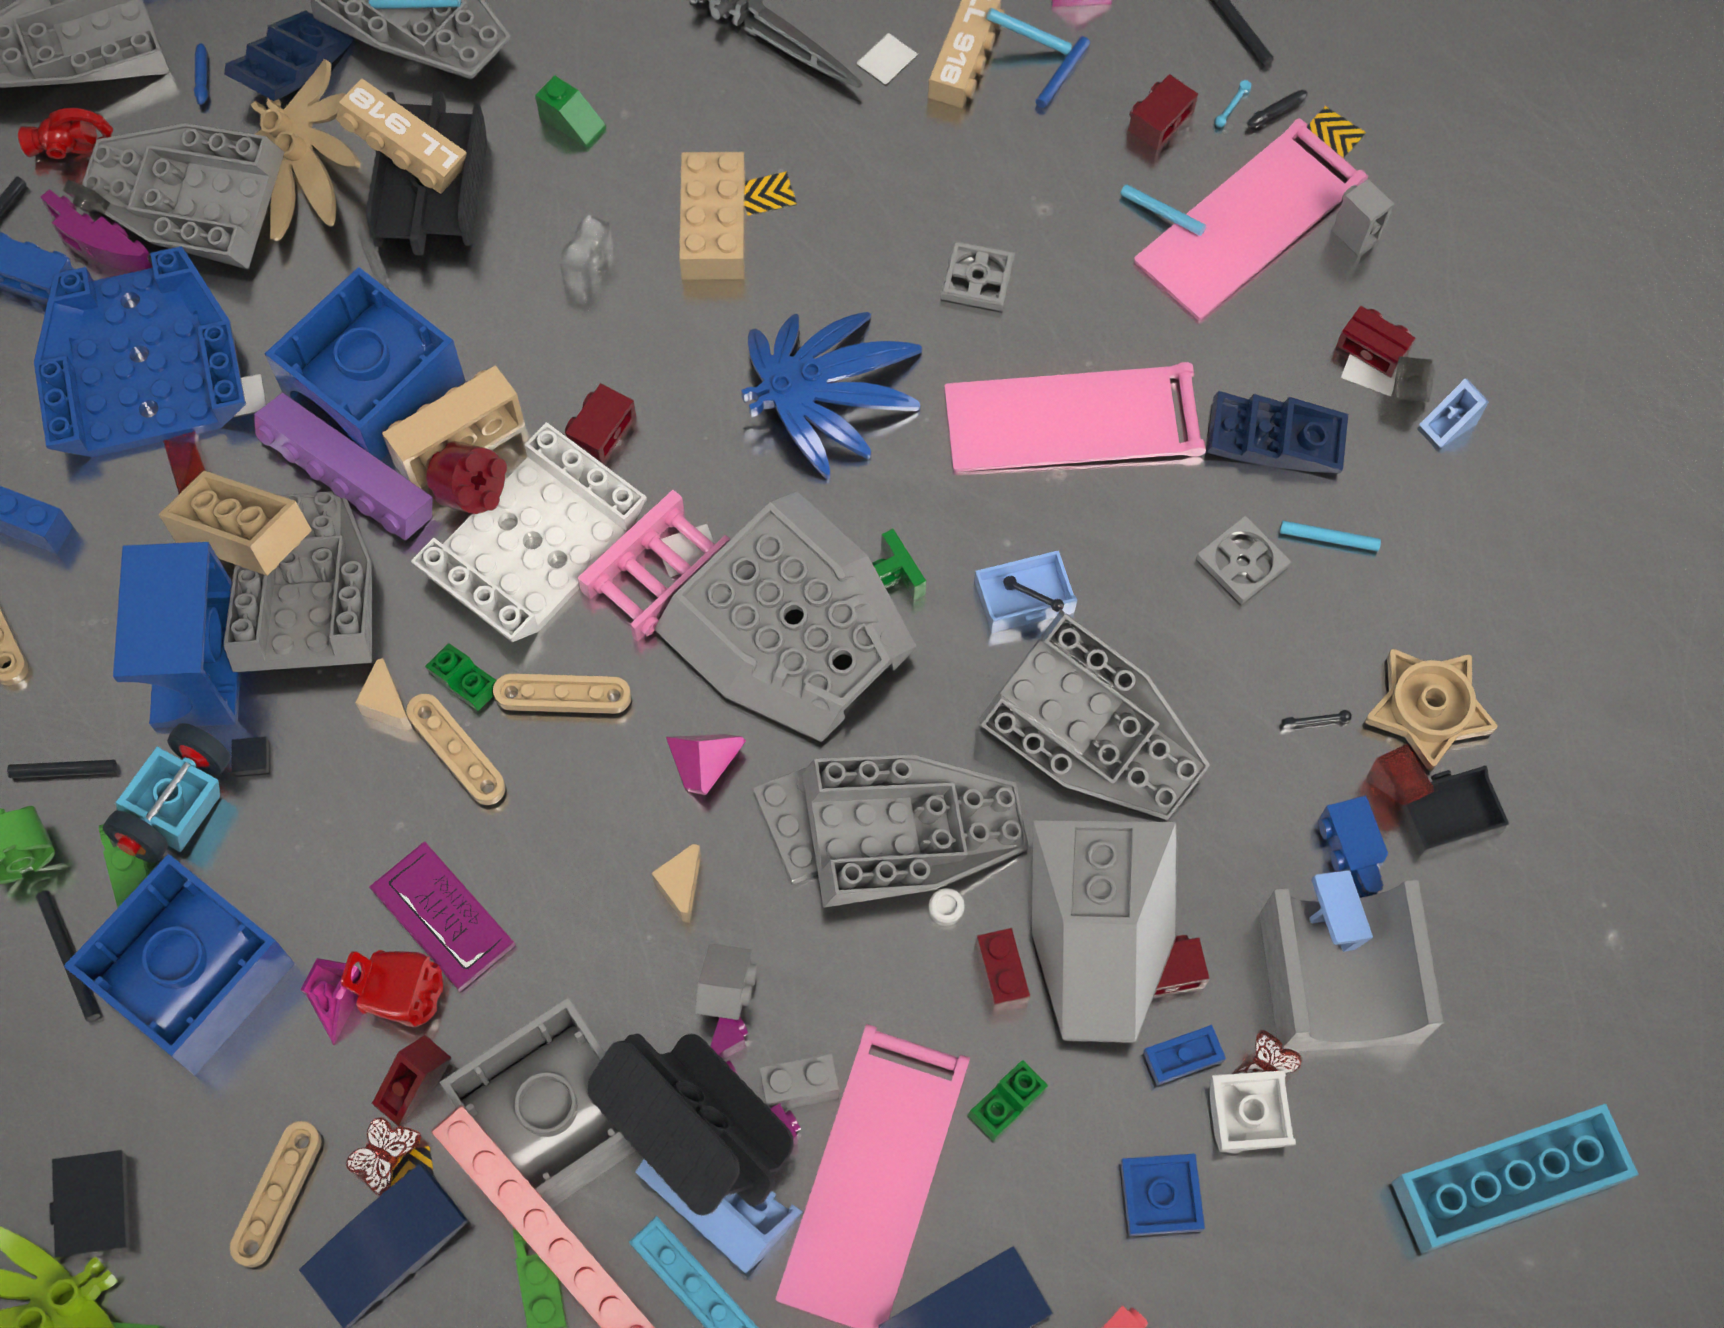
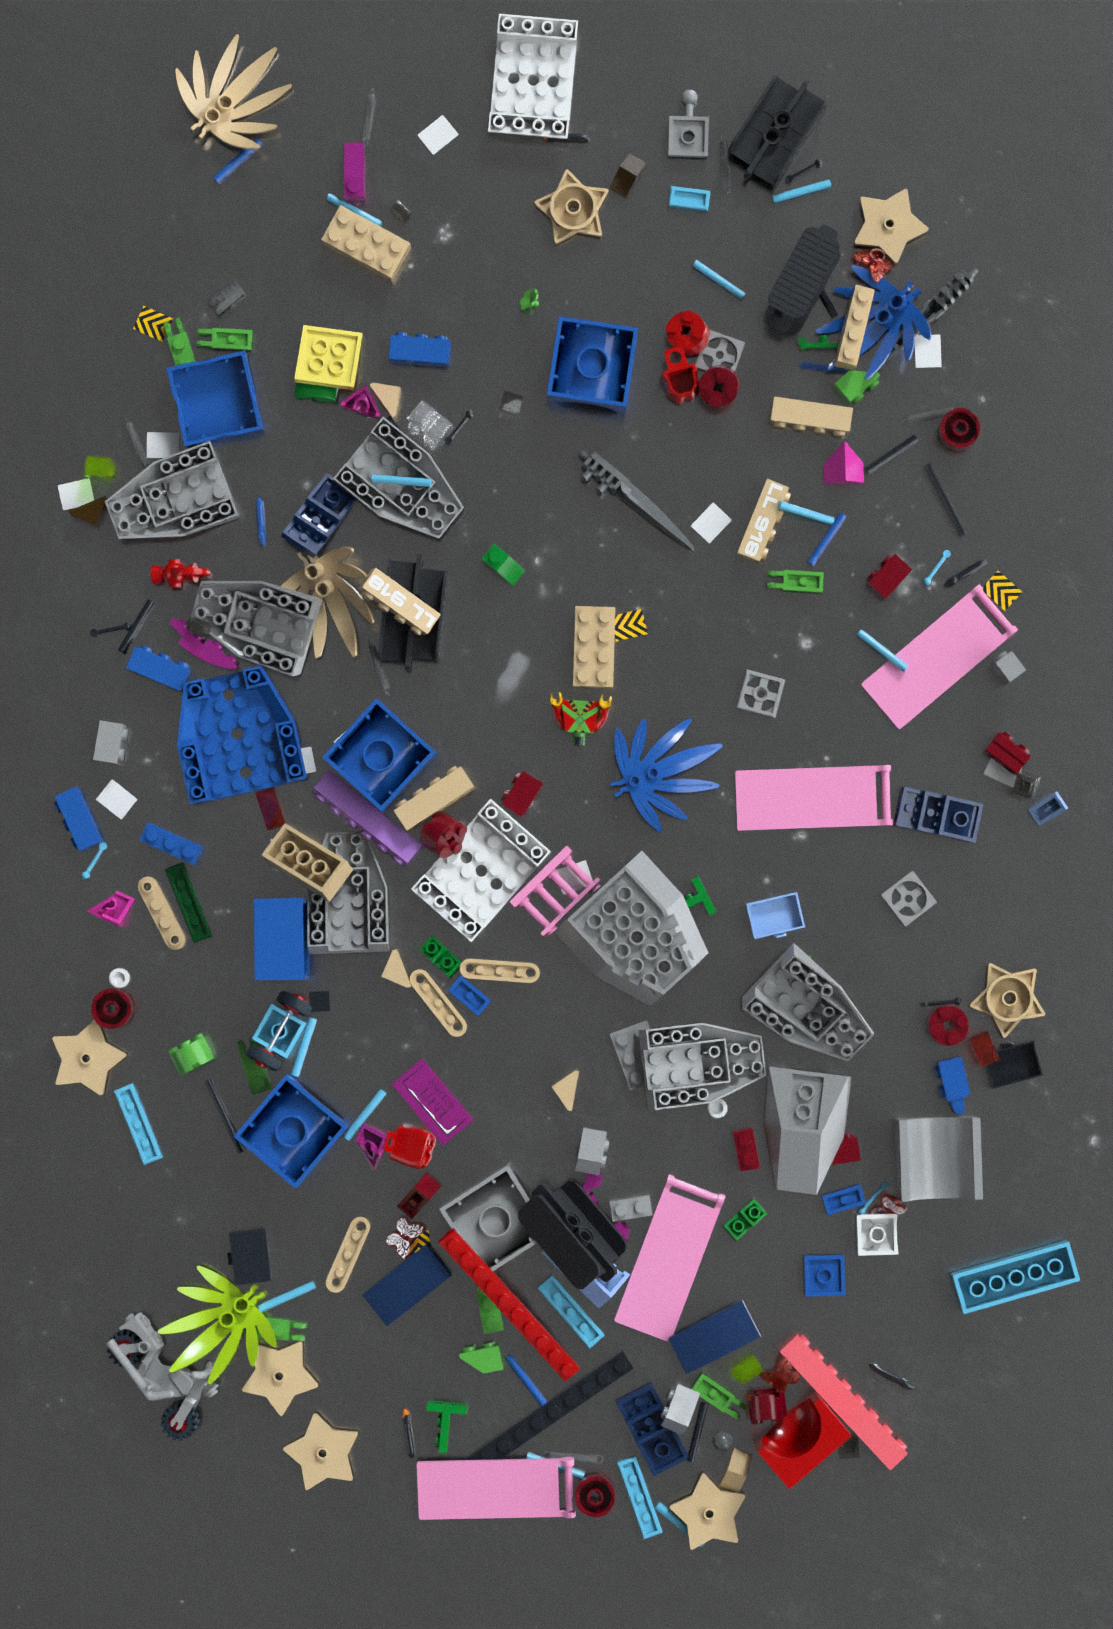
camera: 10 degrees right, 20 degrees up
(37, 609) = (188, 902): none -> dark green tile
(62, 768) = (212, 1004): black bar -> none
(156, 1281) = (286, 1296): none -> medium azure bar
(218, 831) = (303, 1046): none -> medium azure bar
(319, 943) = (364, 1115): none -> medium azure bar
(510, 735) = (469, 995): none -> blue plate
(692, 309) = (580, 716): none -> torso
(703, 758) = (581, 1013): dark pink slope -> none
(1010, 583) = (766, 911): black hinge -> none
(1021, 123) = (798, 581): none -> bright green hinge
(1251, 1032) = (883, 1186): none -> medium azure hinge
(1330, 536) = (963, 884): medium azure piece -> none
(1341, 910) = (936, 1128): light blue panel -> none
(1343, 733) = (951, 1036): none -> dark red brick

